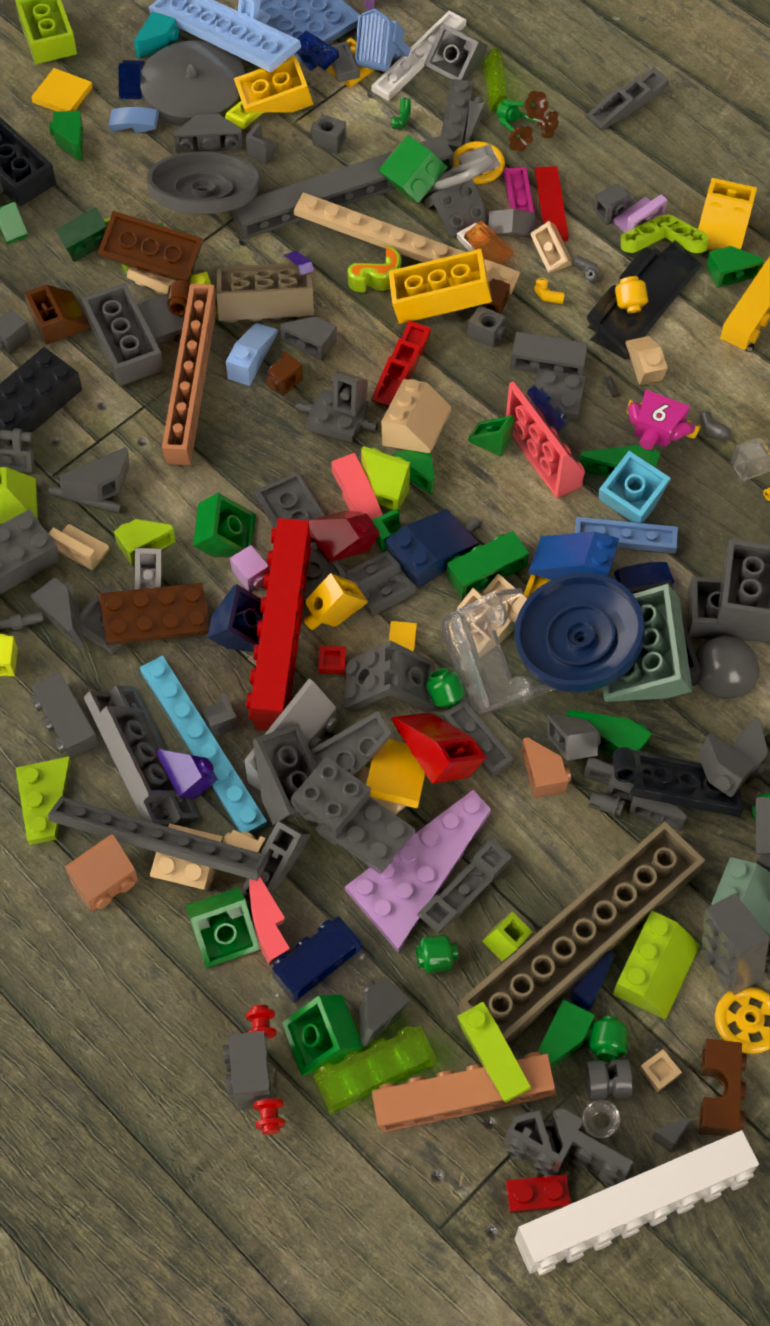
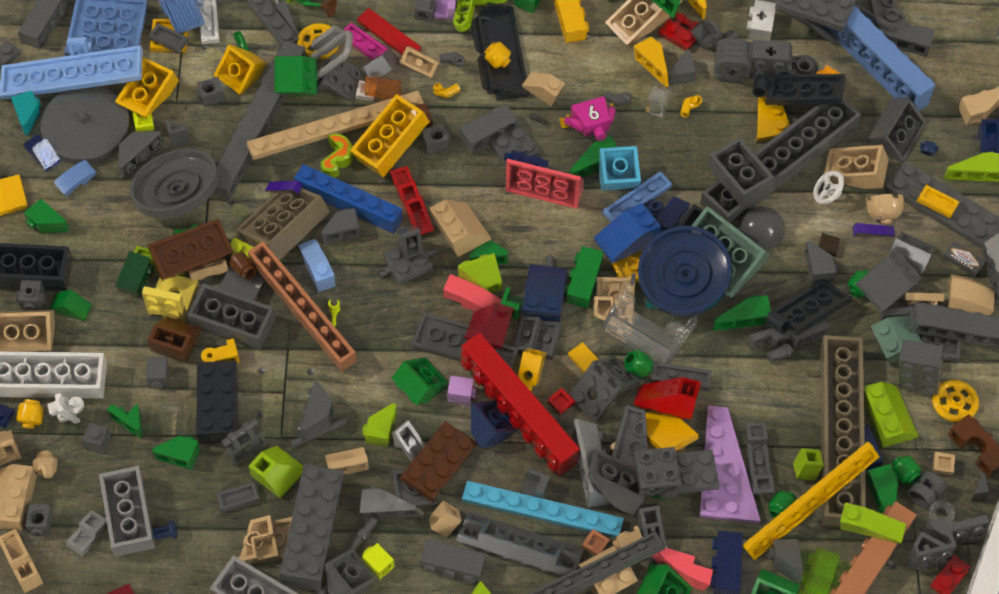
camera: 45 degrees left, 0 degrees up
(84, 278) = (169, 304): none -> light yellow bracket
(86, 364) = (222, 353): none -> yellow leg
(102, 672) = (445, 519): none -> tan panel
(187, 772) = (555, 528): dark purple slope -> none
(213, 819) = (595, 542): none -> nougat plate
(222, 405) = (334, 310): none -> neon yellow hand
(284, 374) = (352, 261): reddish brown brick -> none
(316, 52) = (150, 43): clear blue slope -> none
(344, 314) = (344, 196): none -> blue brick
(376, 131) = (239, 69): none -> yellow slope
(462, 971) = (811, 500): none -> yellow plate
(493, 434) = (507, 200): green slope -> none
(544, 769) = (731, 362): nougat slope -> none
(573, 736) = (730, 332): dark grey slope -> none
(634, 552) = (655, 212): none -> dark blue plate
(724, 765) = (819, 281): dark grey slope -> none

